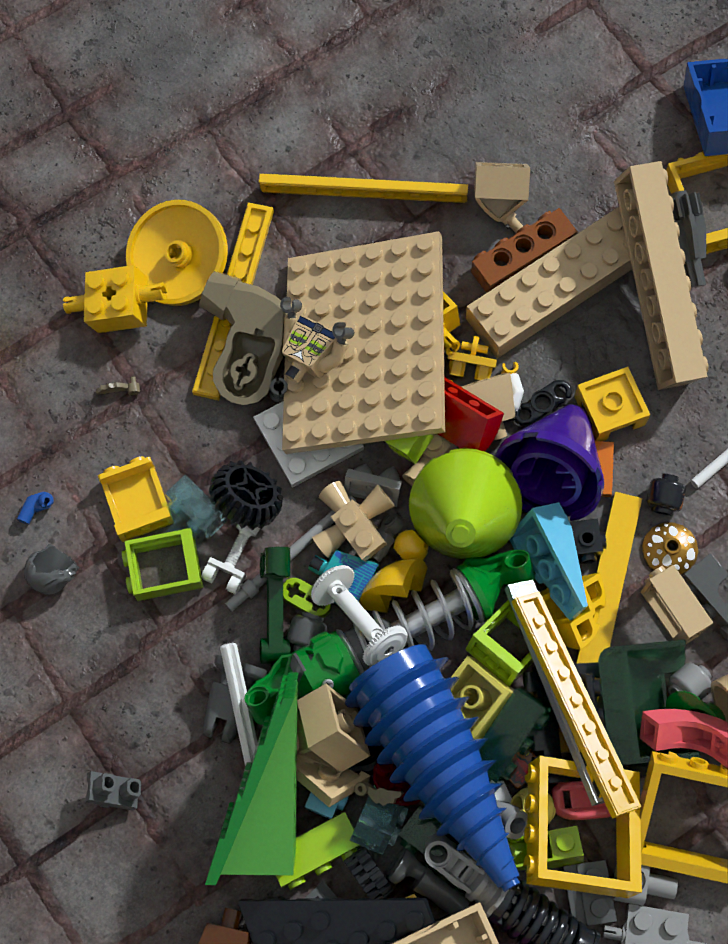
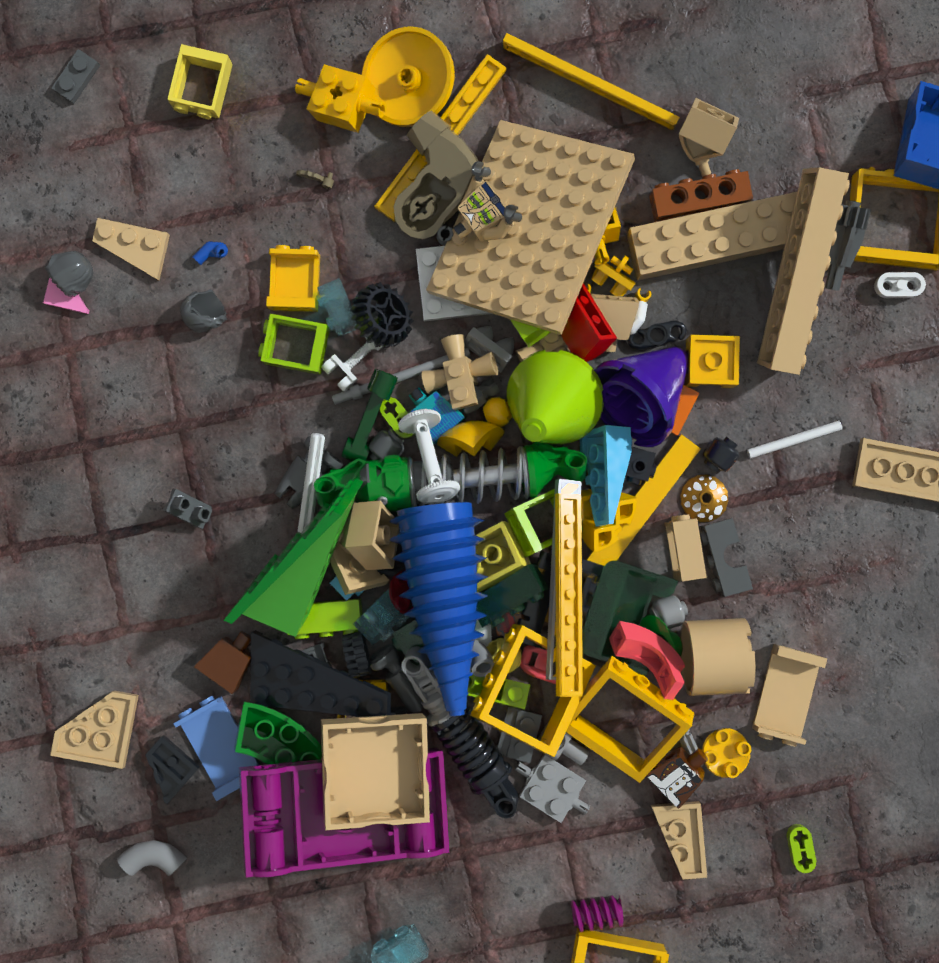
camera: 25 degrees right, 15 degrees up
(379, 795) = (389, 601): dark tan piece -> none

